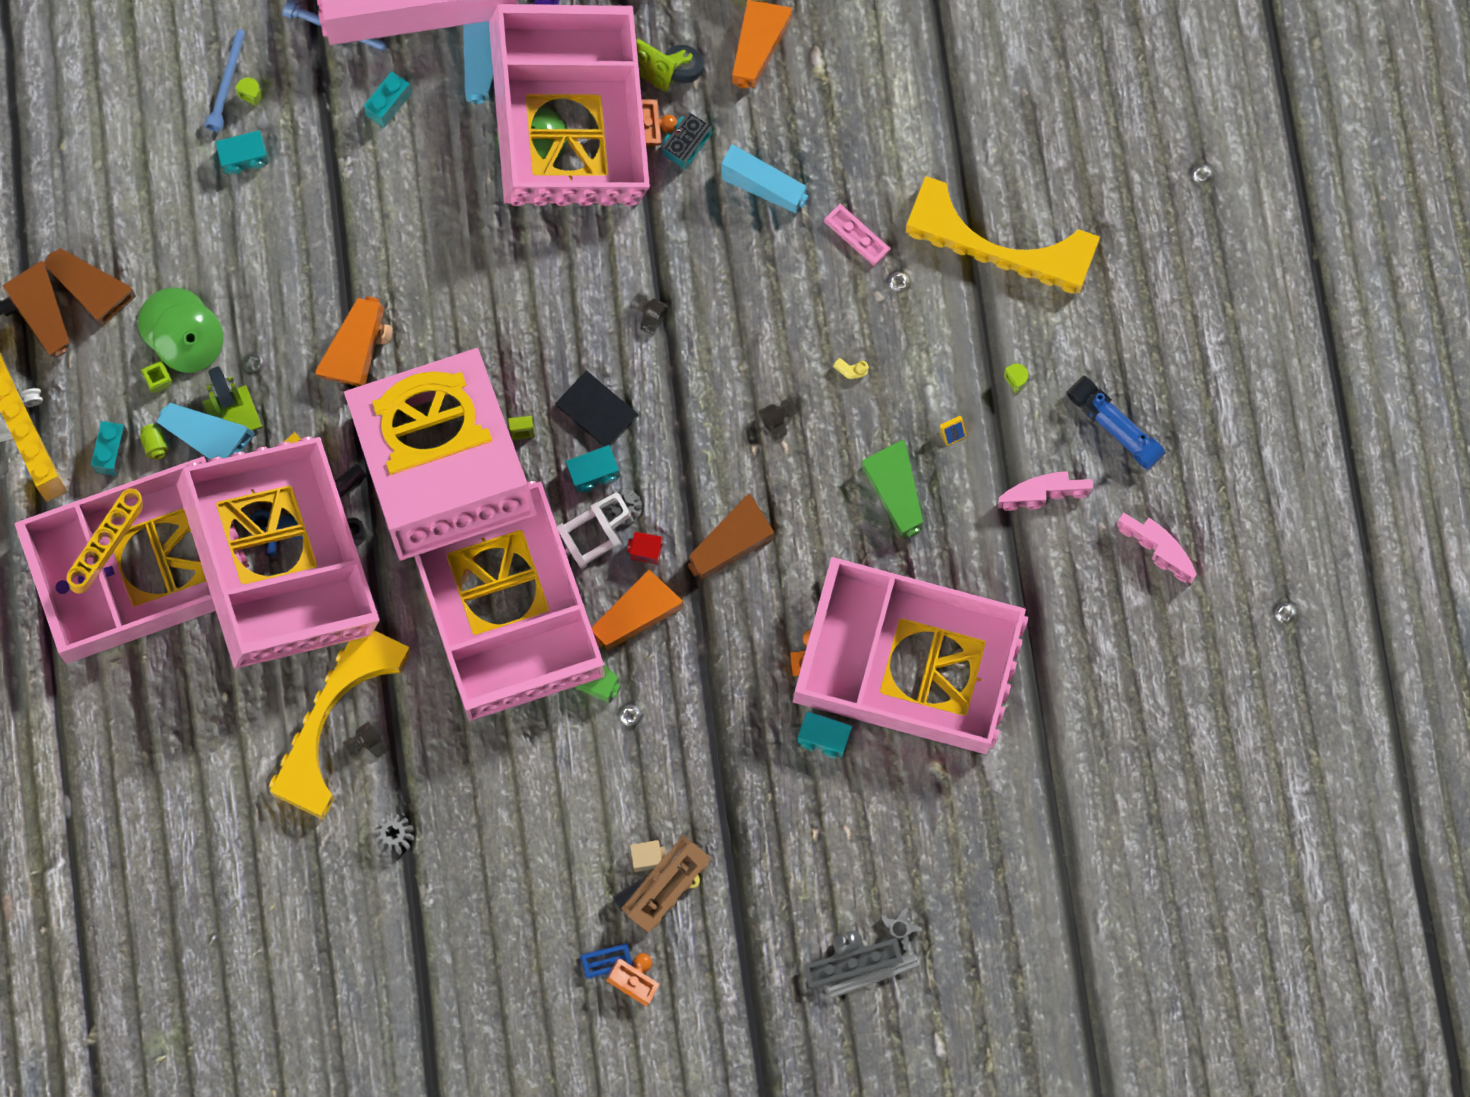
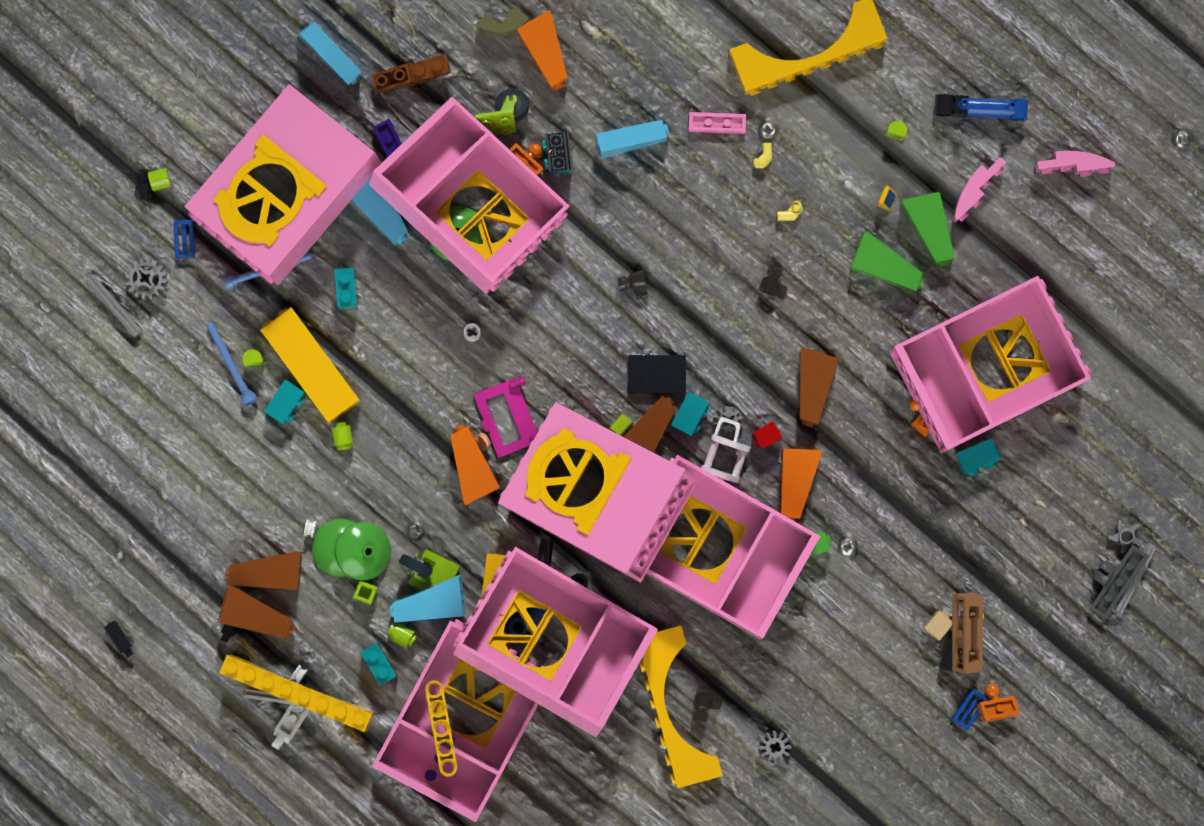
camera: 50 degrees left, 10 degrees up
(161, 279) = (310, 528): none -> white bush
(264, 224) = (342, 436): none -> lime brick
(294, 139) = (309, 365): none -> yellow brick
(426, 330) = (506, 417): none -> dark pink piece
(469, 227) = (473, 338): none -> white bush
(548, 449) = (652, 424): none -> dark orange slope
(873, 302) = (765, 158): none -> light yellow arm
(973, 483) = (930, 225): none -> bright green slope

